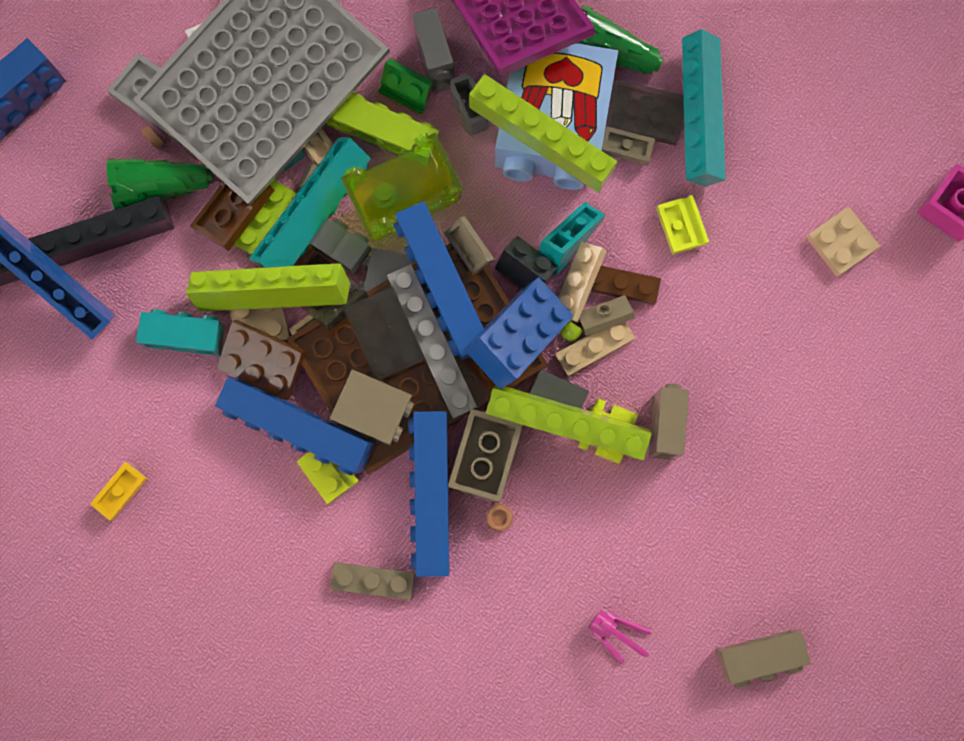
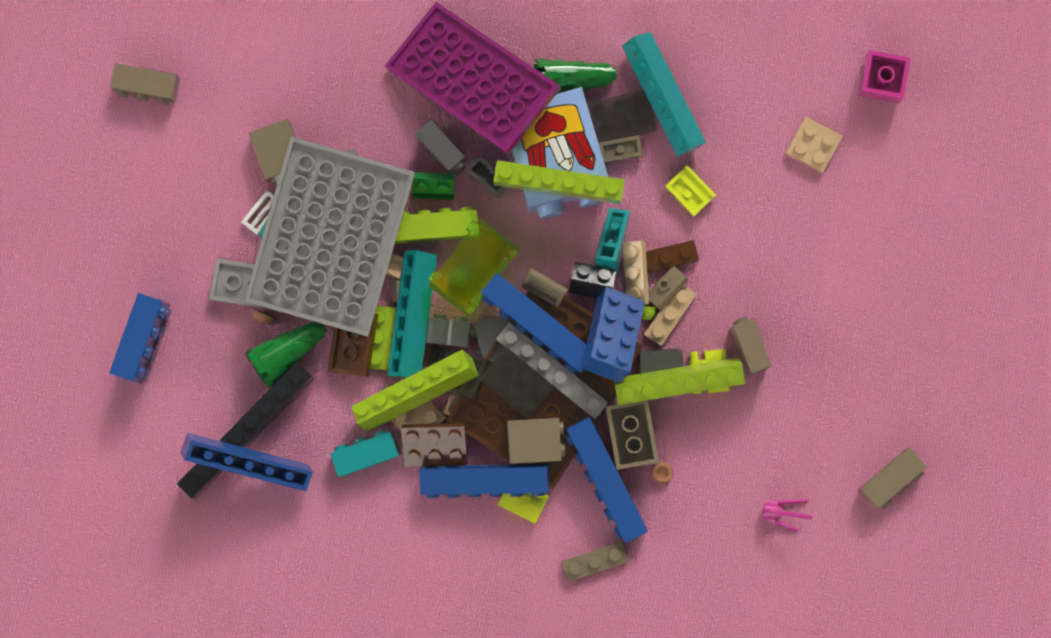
camera: 20 degrees left, 5 degrees up
(119, 491) = (382, 588): yellow plate -> none

